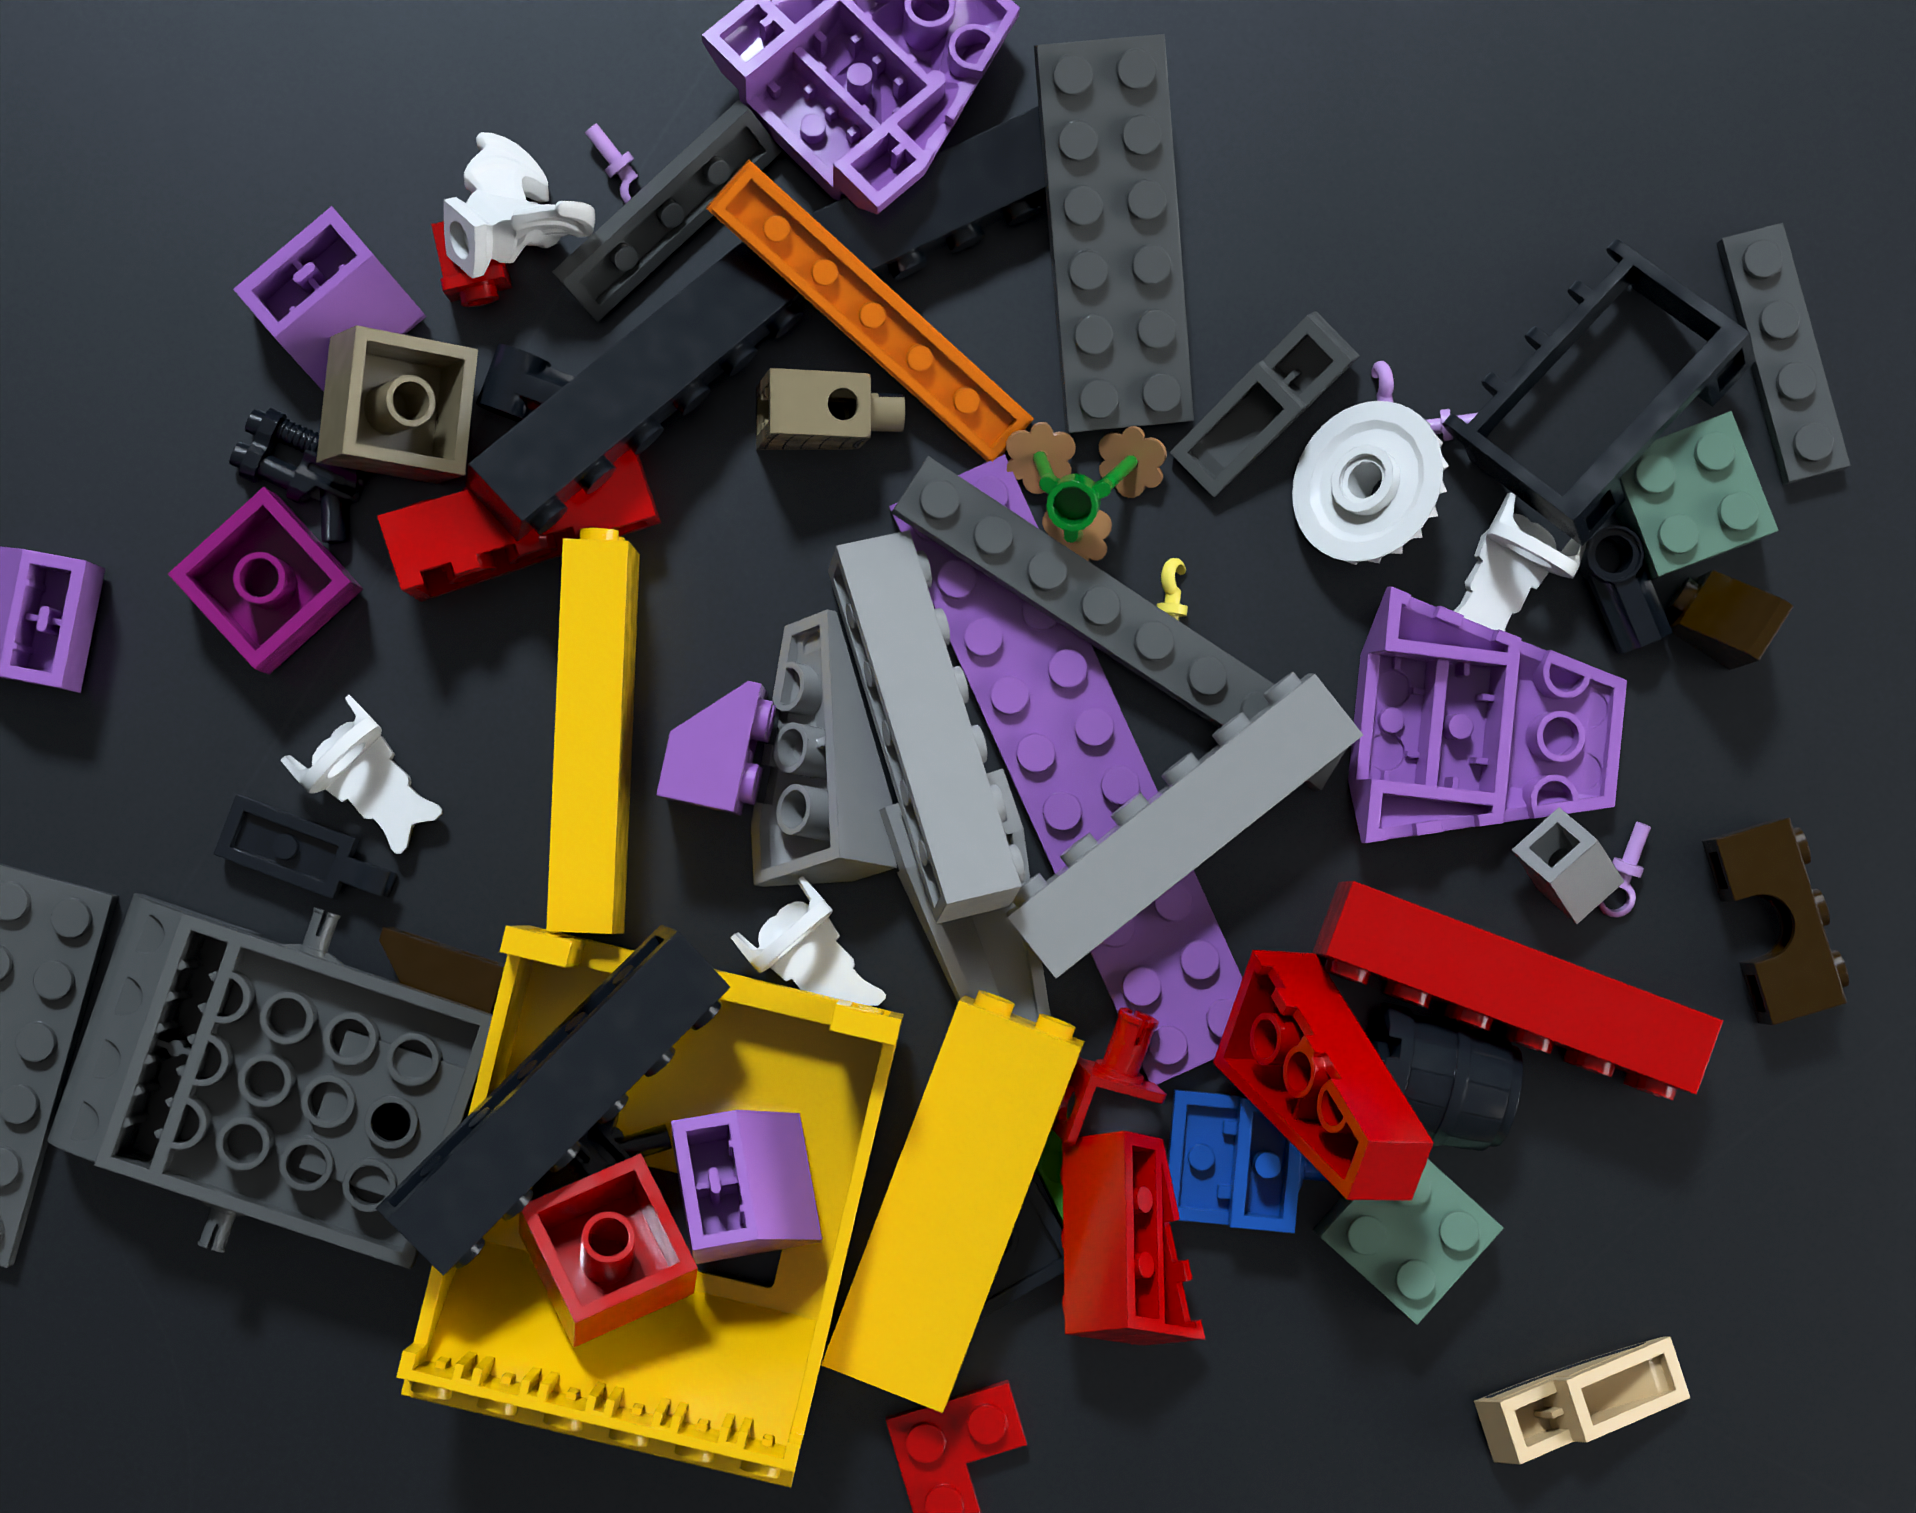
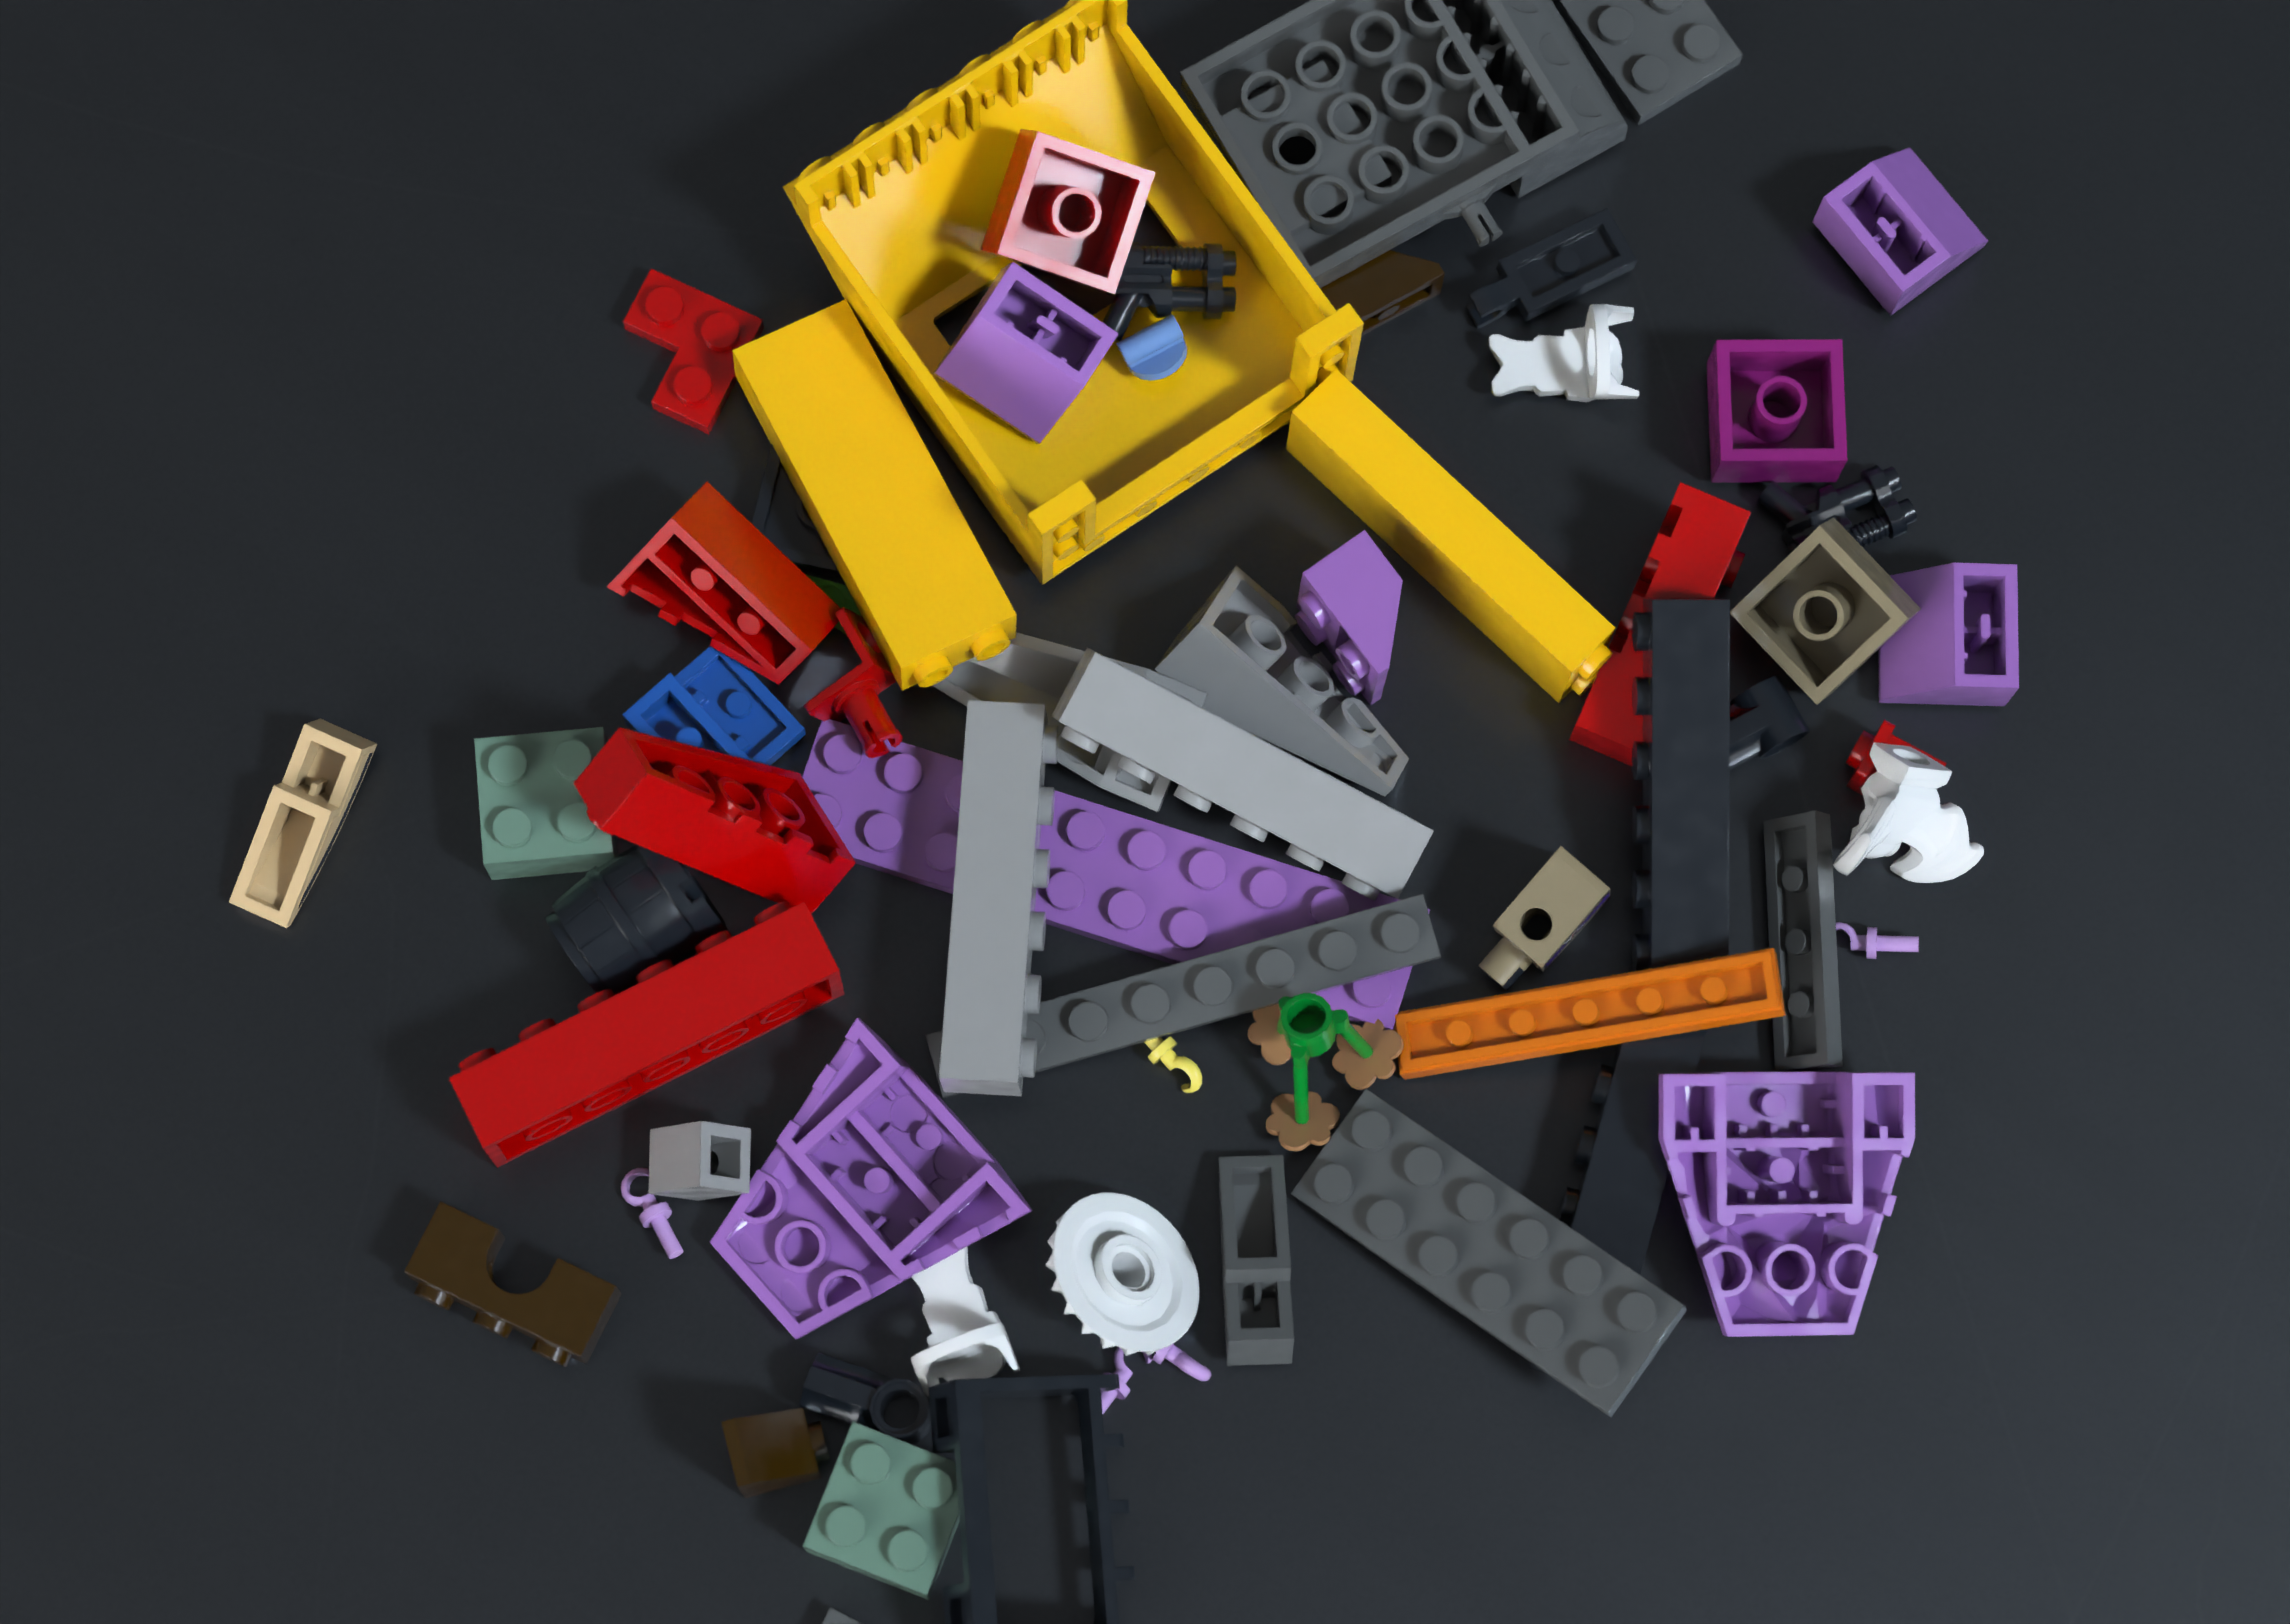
camera: 130 degrees right, 10 degrees down
(554, 1099) = (1208, 262): black brick -> none
(654, 1097) = (1155, 350): none -> medium blue plate
(804, 947) = (1157, 560): white hair -> none

